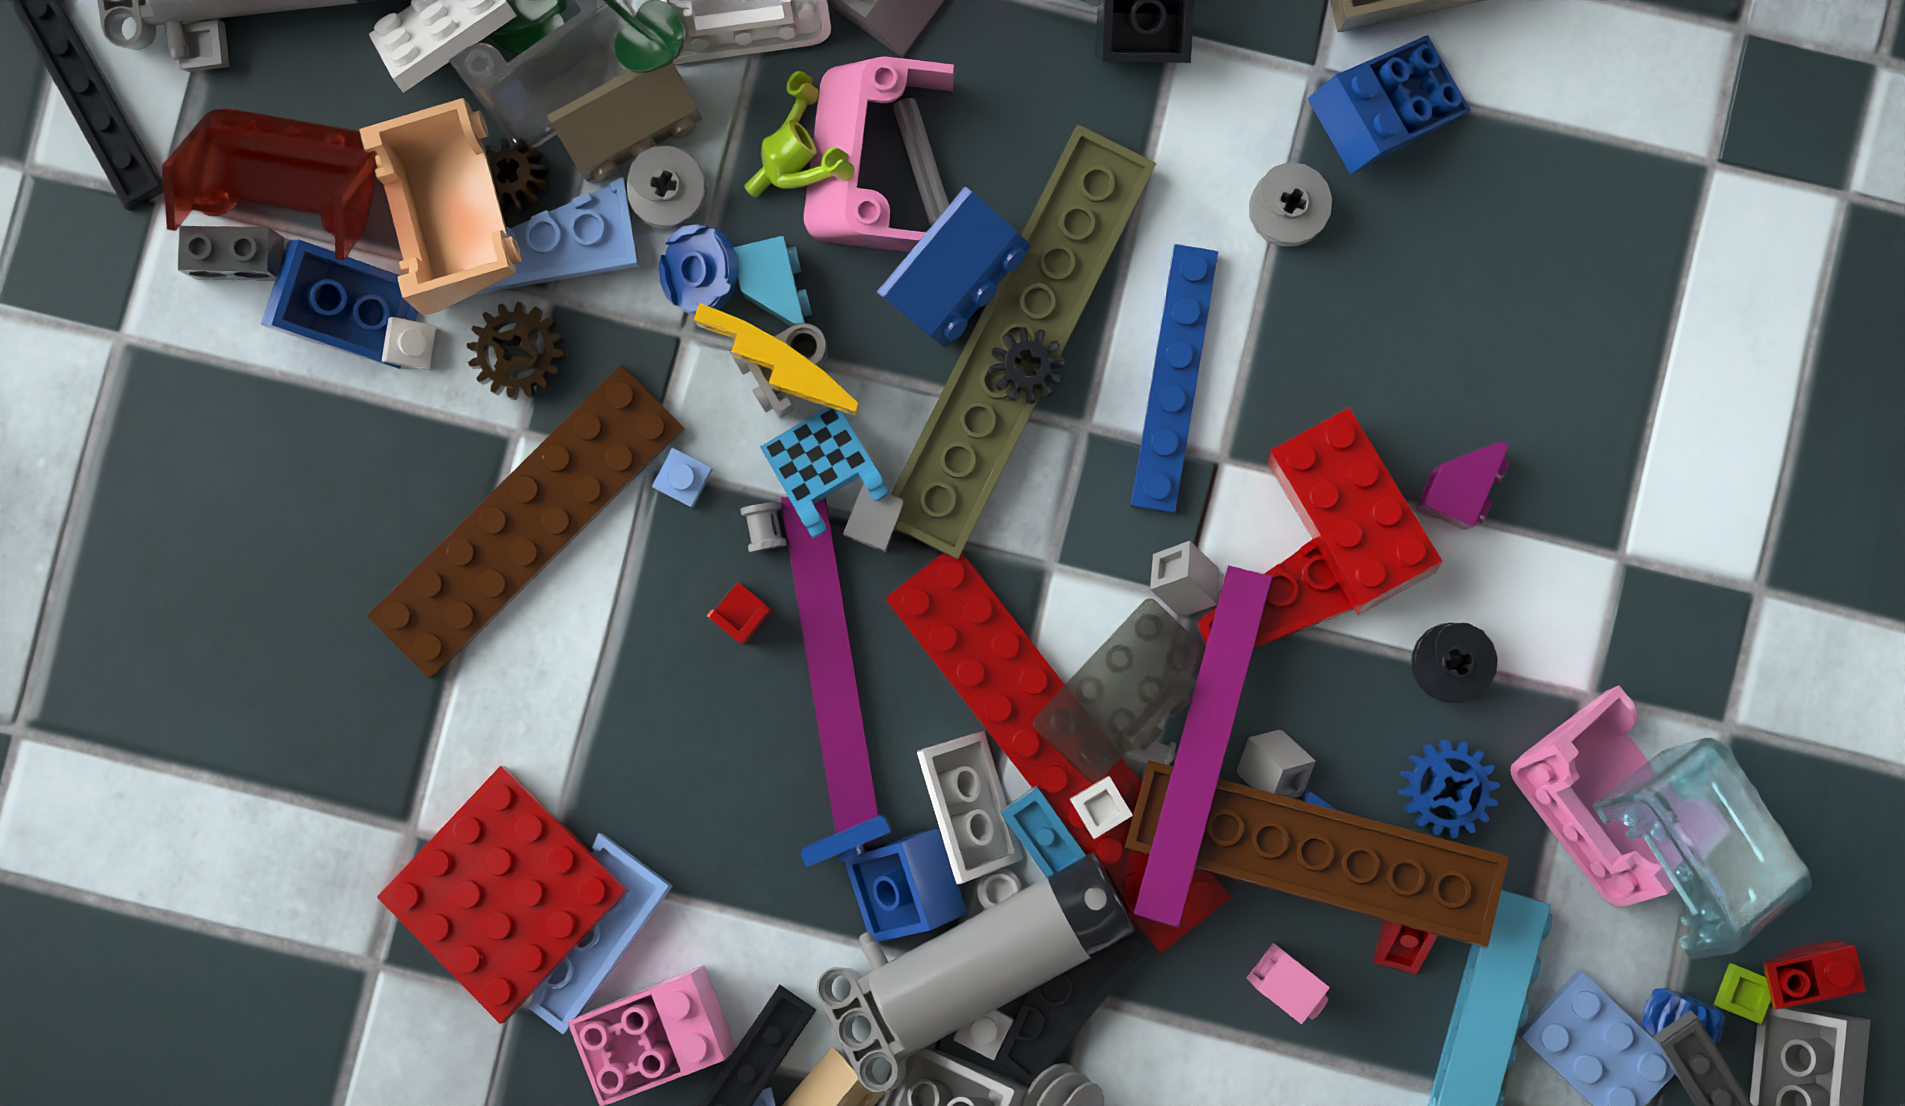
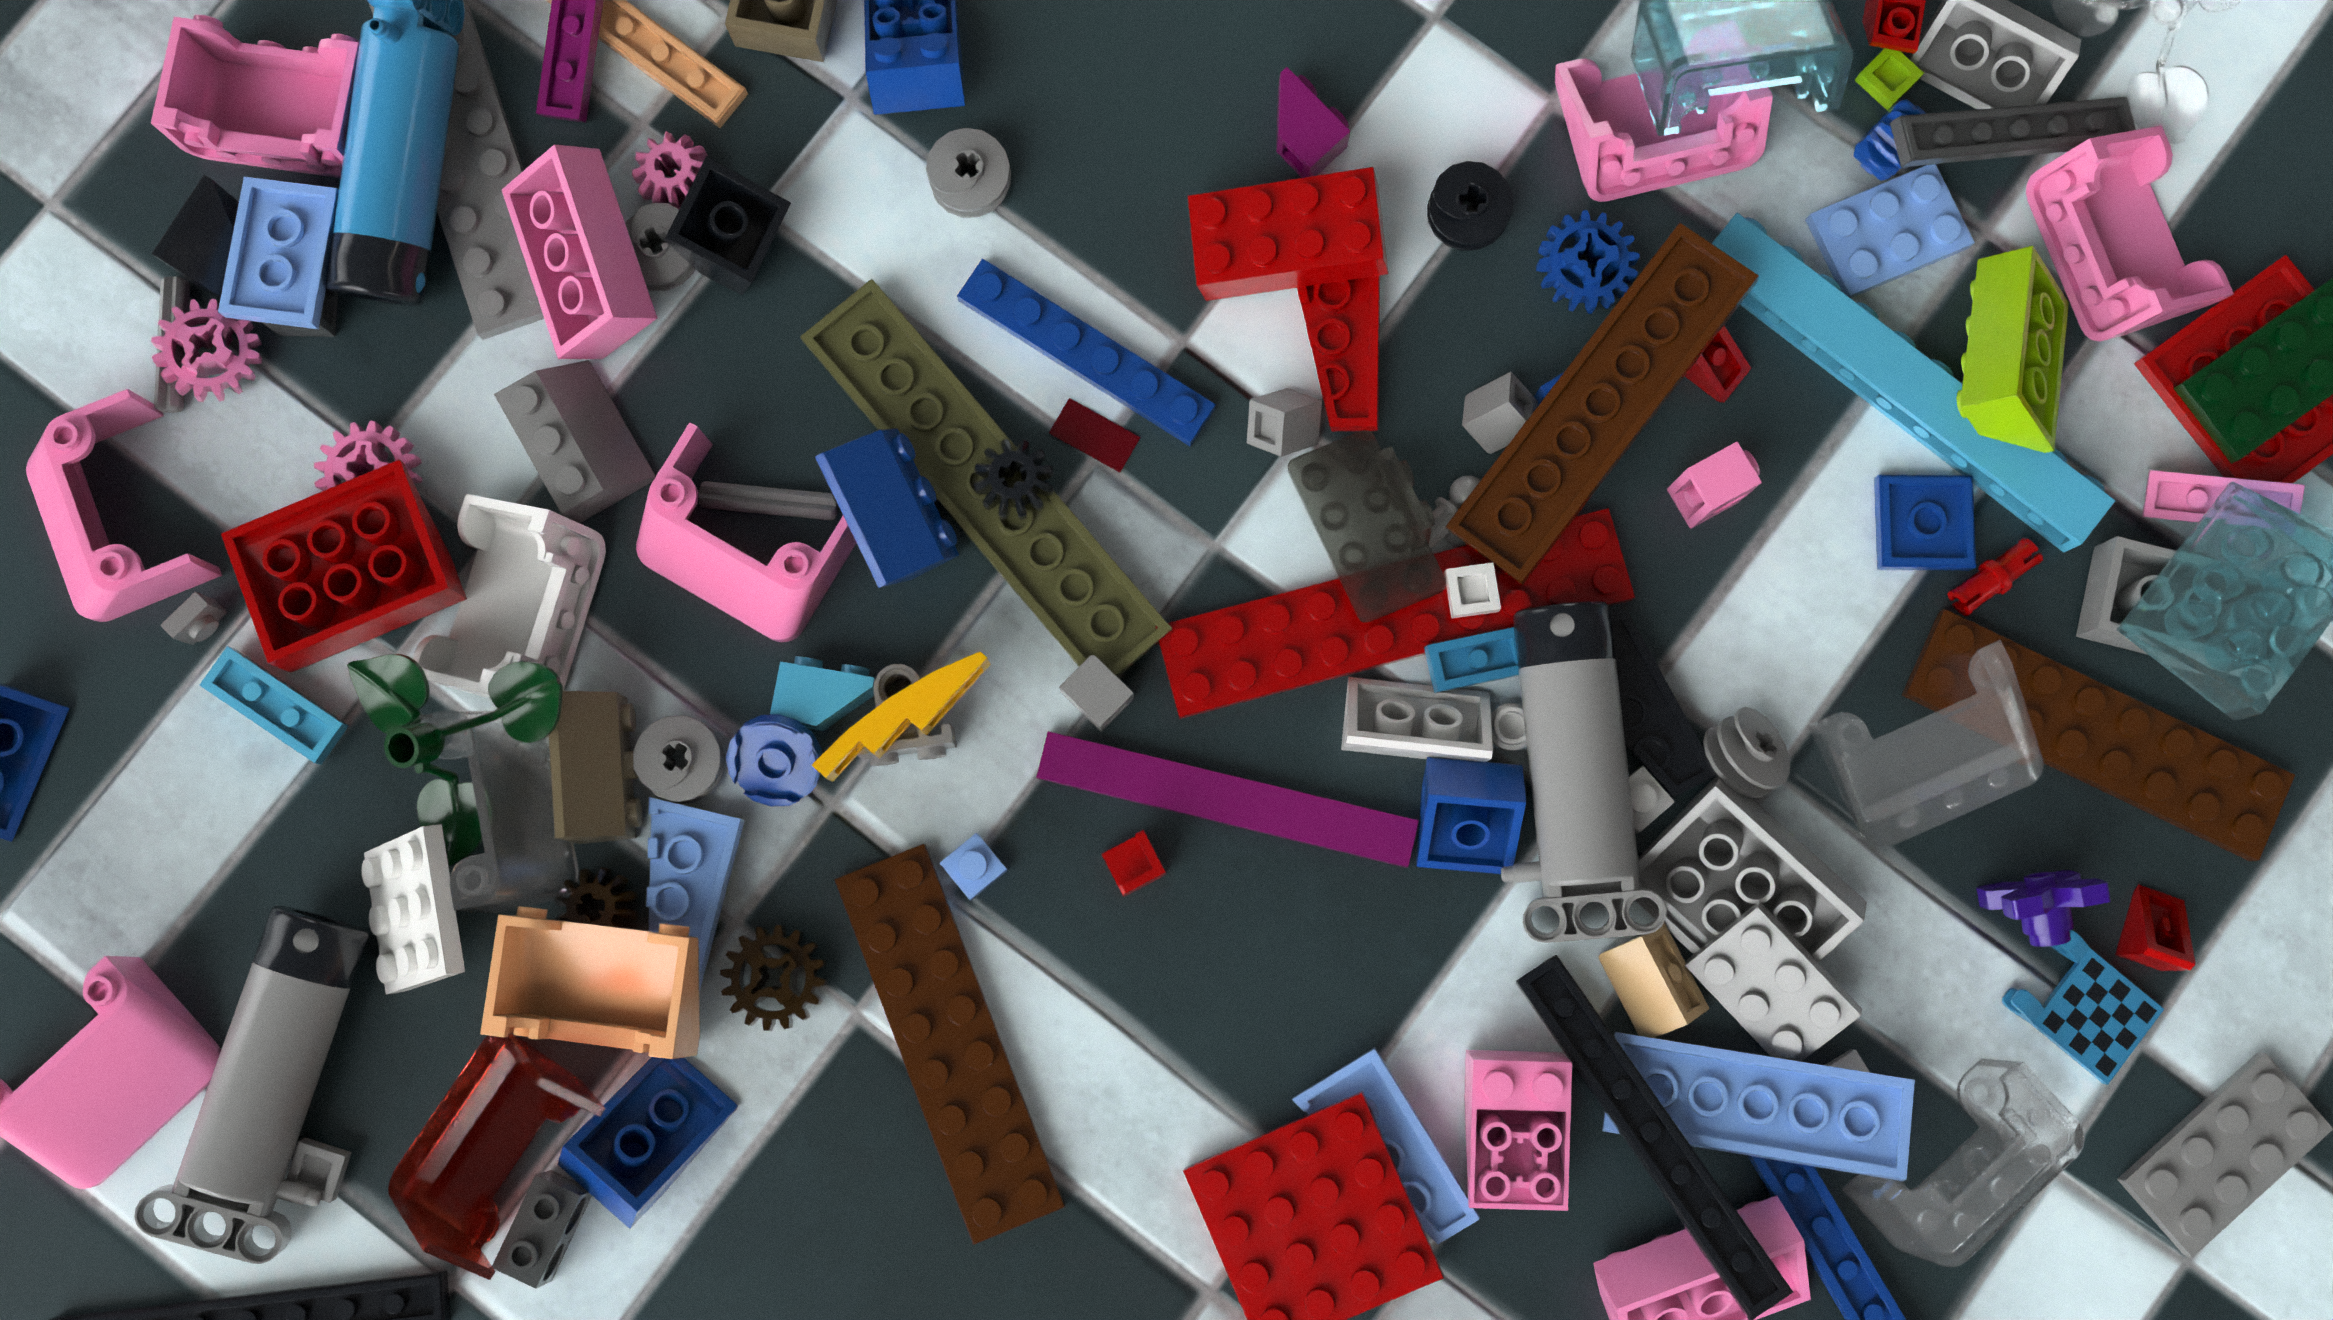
camera: 70 degrees left, 5 degrees down
(408, 343) = (717, 1084): white plate -> none
(764, 526) = (1057, 804): light grey bush -> none
(792, 148) = (698, 619): lime piece -> none
(819, 460) = (1016, 721): dark azure flag -> none
(846, 842) = (1405, 851): blue plate -> none
(1103, 418) = (1094, 435): none -> dark red sticker
(1203, 747) = (1456, 468): magenta tile -> none

